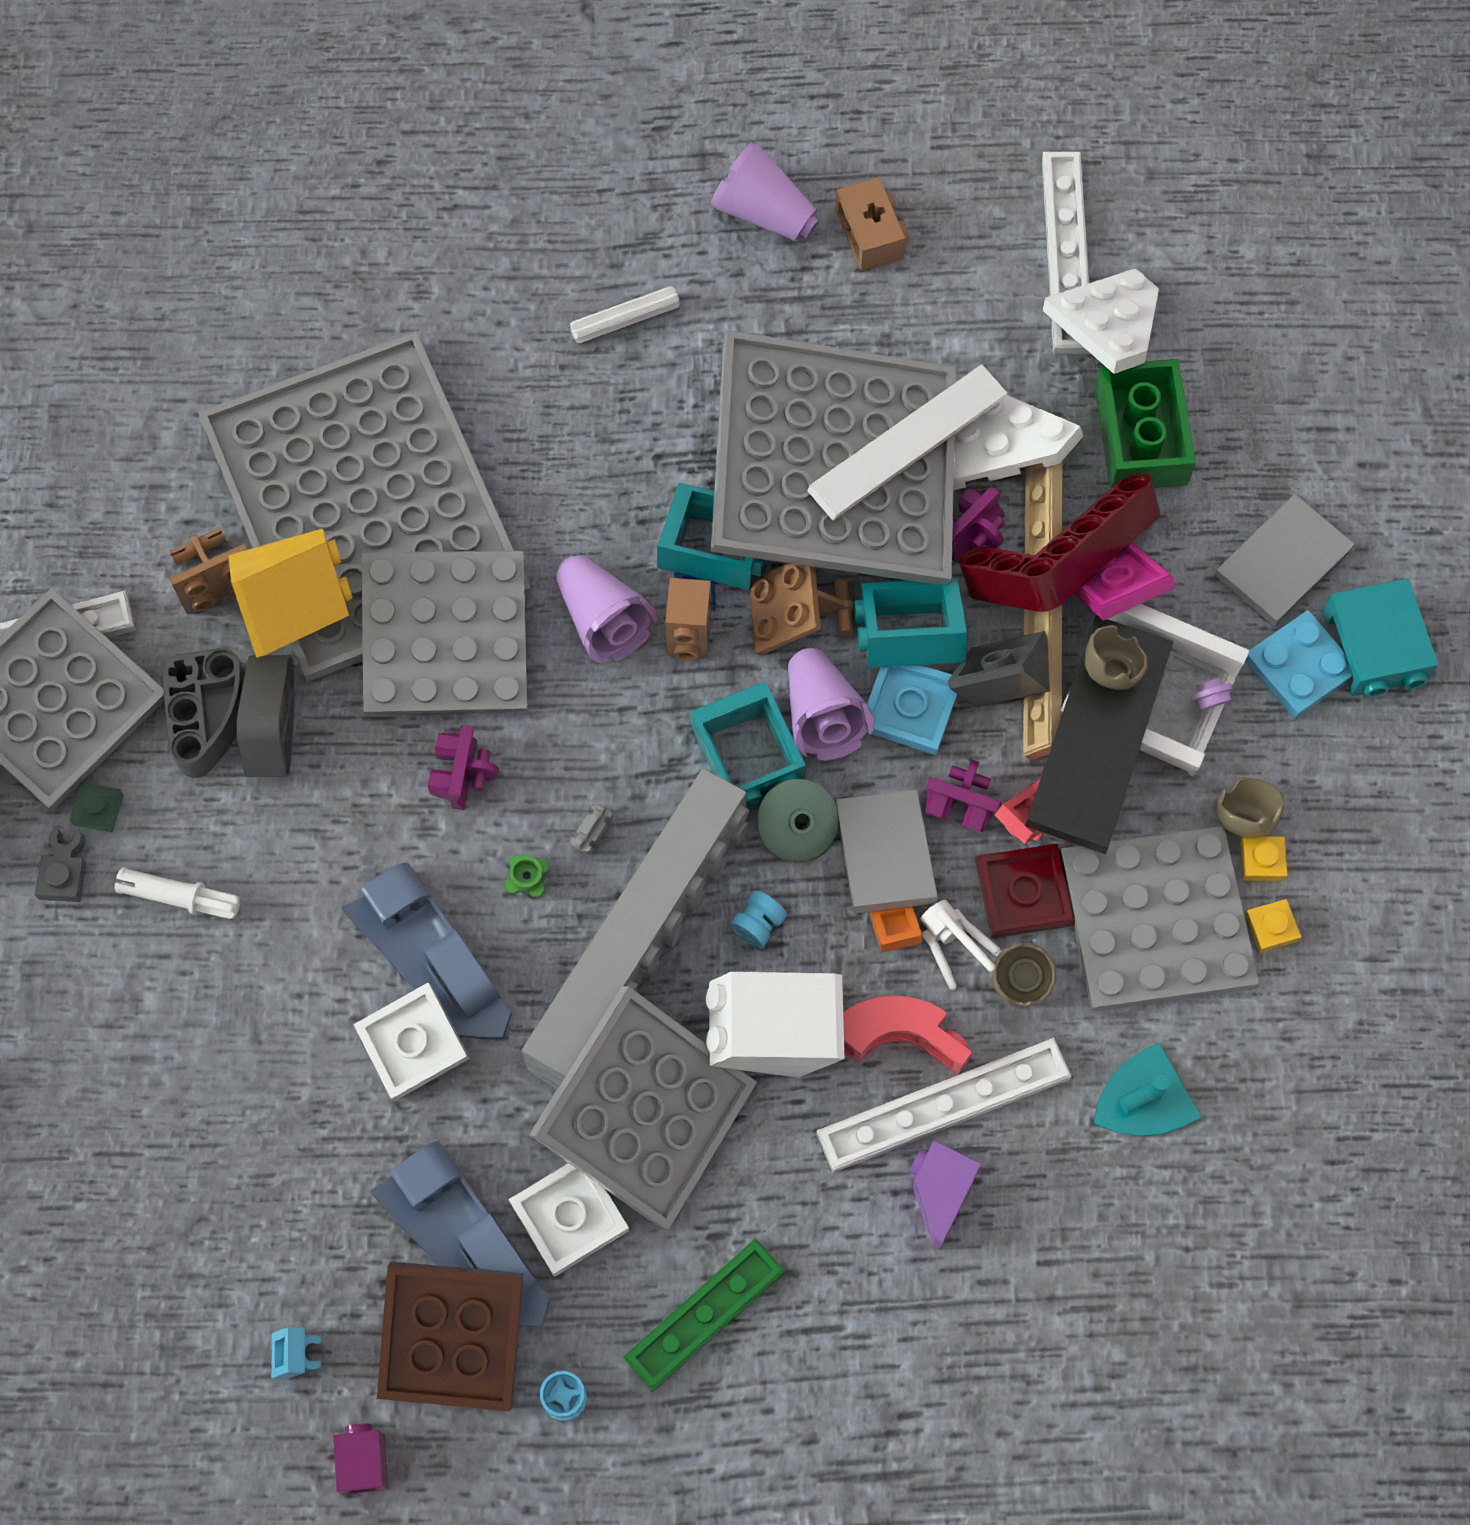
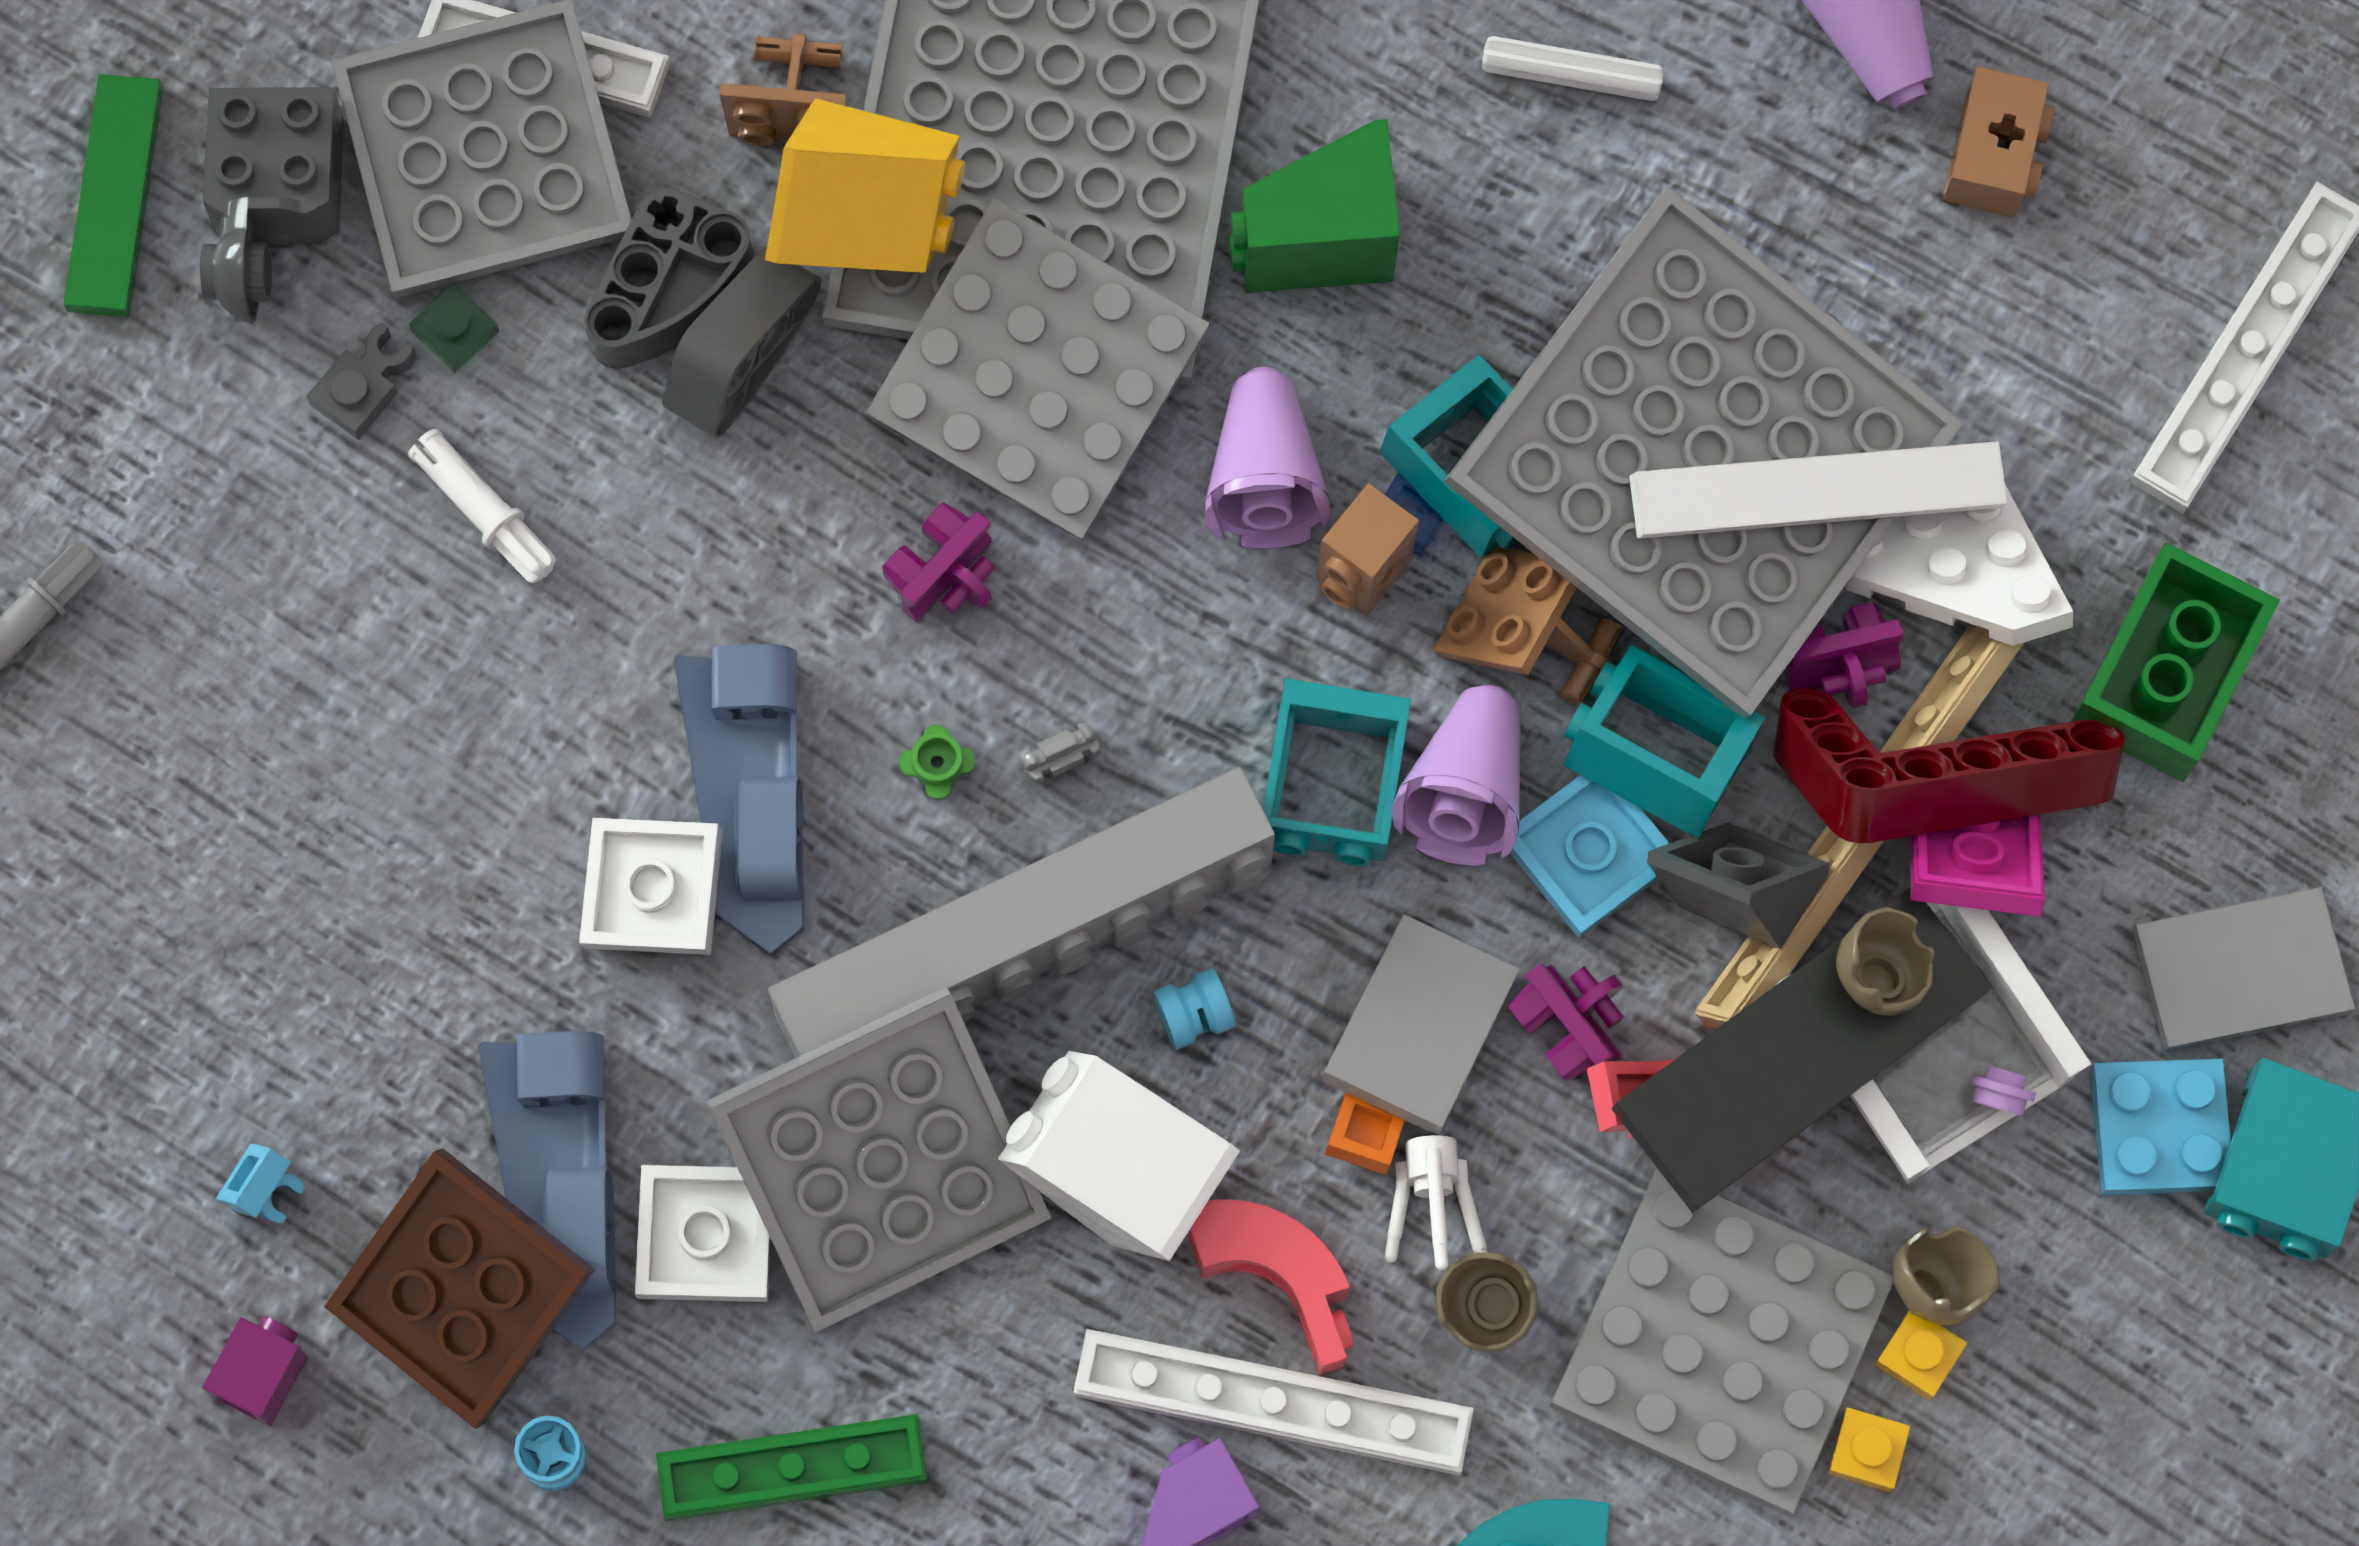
camera: 30 degrees right, 5 degrees up
(548, 462) = (1321, 218): none -> green slope
(779, 811) = (1339, 879): sand green dish -> none
(1024, 891) = (1571, 1193): dark red tile -> none
(1109, 317) = (2231, 481): white plate -> none

